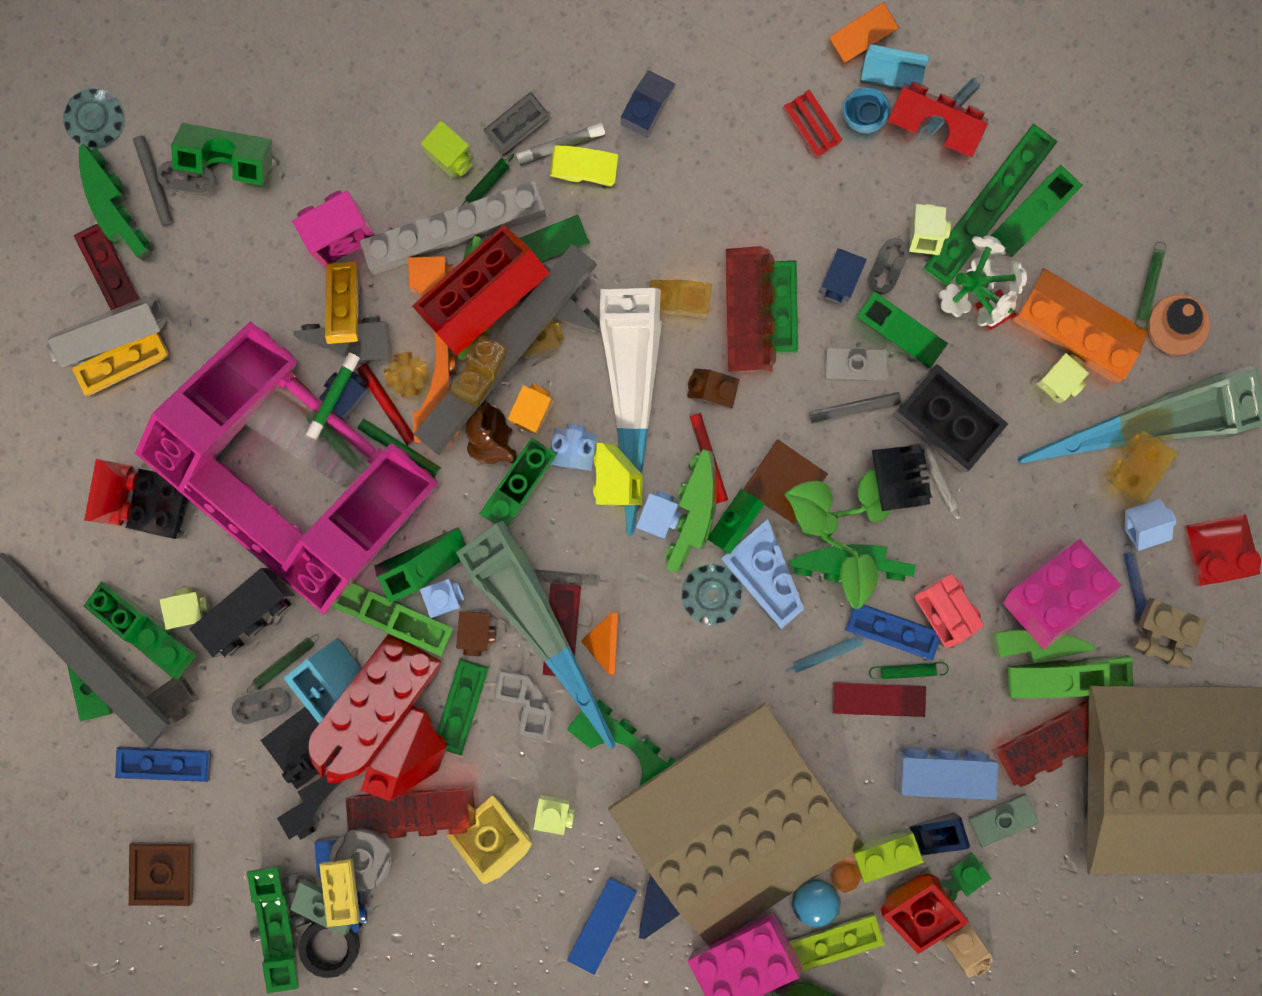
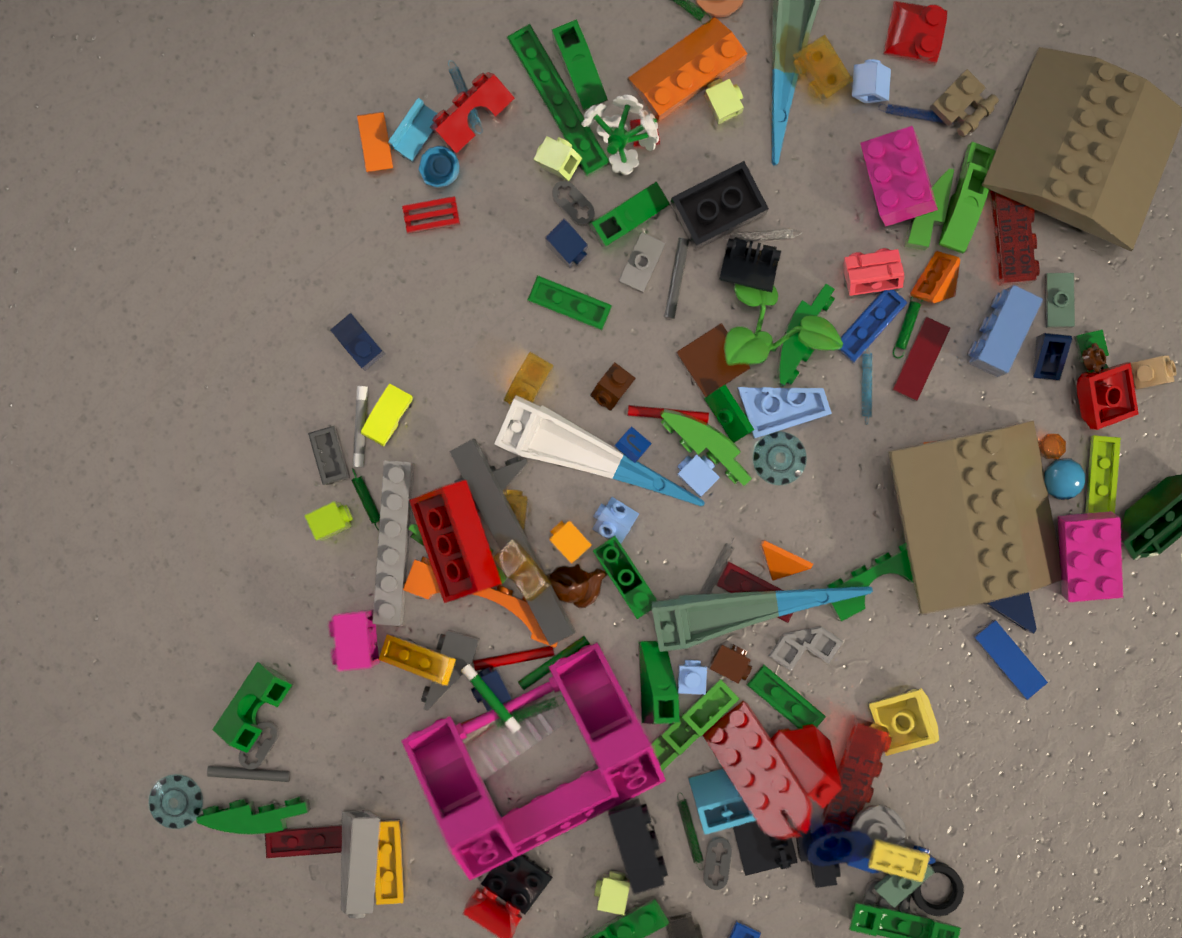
camera: 70 degrees left, 0 degrees up
(329, 821) = (836, 845): none -> clear blue piece
(416, 381) = (507, 629): clear yellow brick -> none
(553, 815) = (905, 661): yellowish green brick -> none
(556, 238) = (437, 463): green tile -> none
(616, 477) = (654, 495): neon yellow slope -> none
(661, 434) = (633, 444): none -> blue tile
(749, 310) = (562, 329): clear red brick -> none
(887, 855) = (1050, 405): lime brick -> none
(957, 881) = (1094, 358): none -> reddish brown plate
(971, 682) = (938, 279): none -> orange slope

